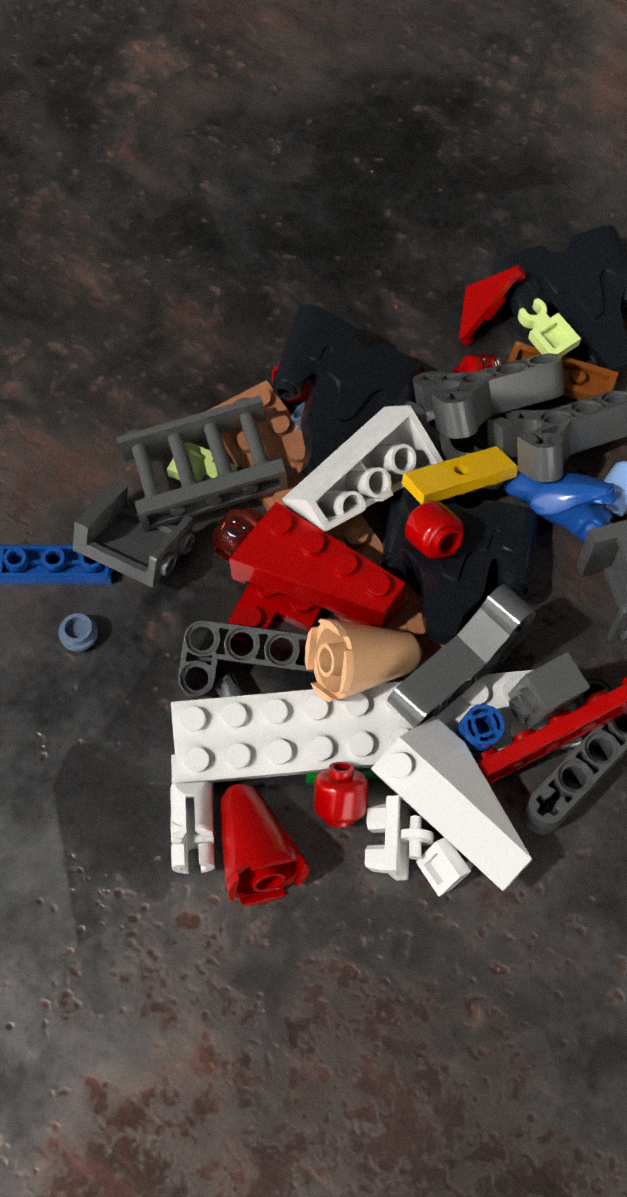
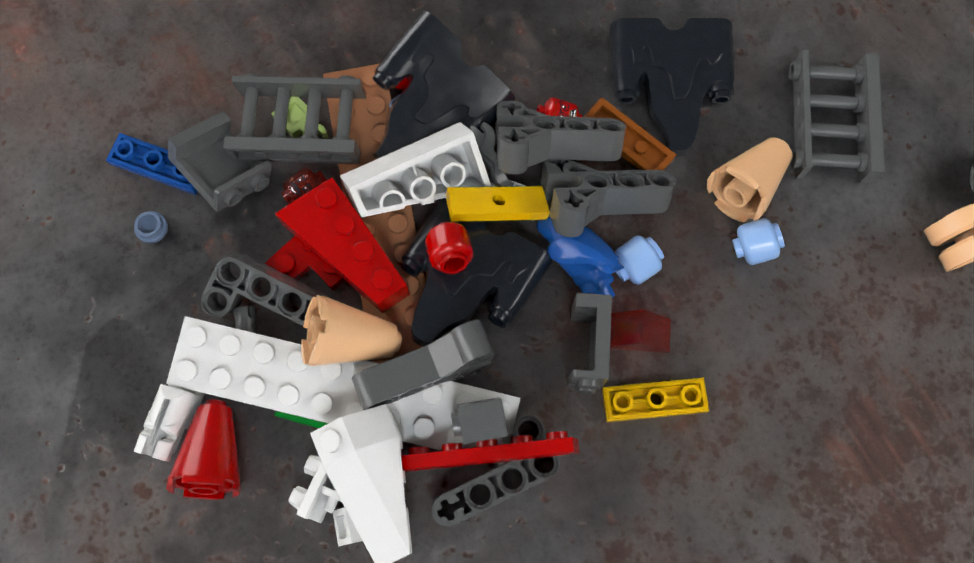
camera: 20 degrees right, 10 degrees up
(340, 794) = (290, 438): red head -> none
(476, 734) = (415, 424): blue wheel -> none
(484, 300) = (591, 52): red tile -> none
(547, 333) = (630, 103): yellowish green plate -> none

